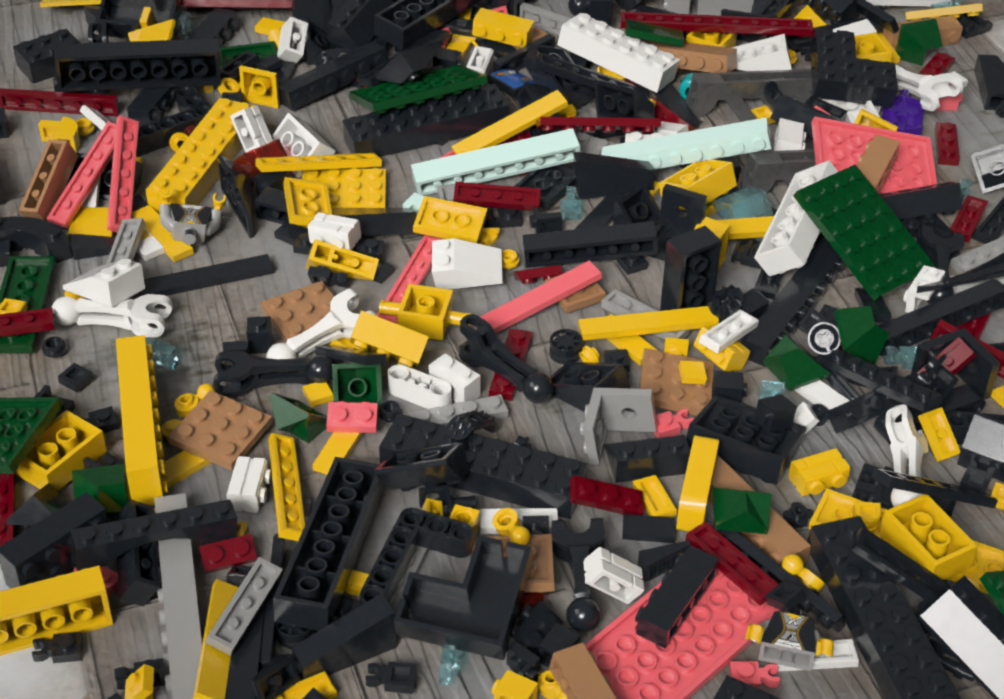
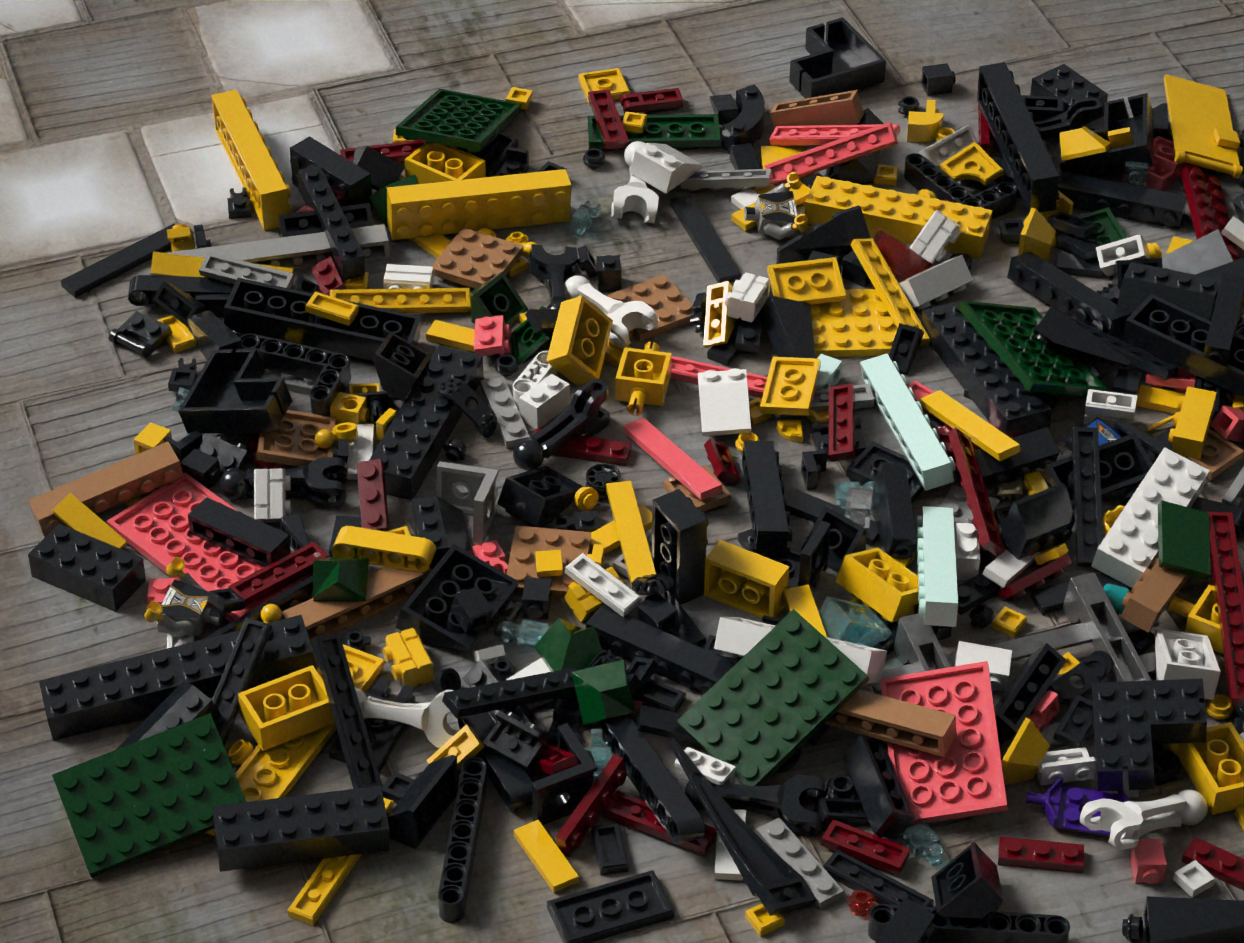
camera: 90 degrees right, 0 degrees up
(28, 144) = (908, 104): none -> black plate
(151, 103) = (972, 164): none -> yellow tile
(330, 518) = (332, 308): none -> yellow tile
(390, 162) = (905, 346): none -> black slope
(486, 495) = (384, 422): none -> yellow tile
(601, 194) = (859, 505): none -> clear brick
(845, 446) = (446, 680): none -> black tile

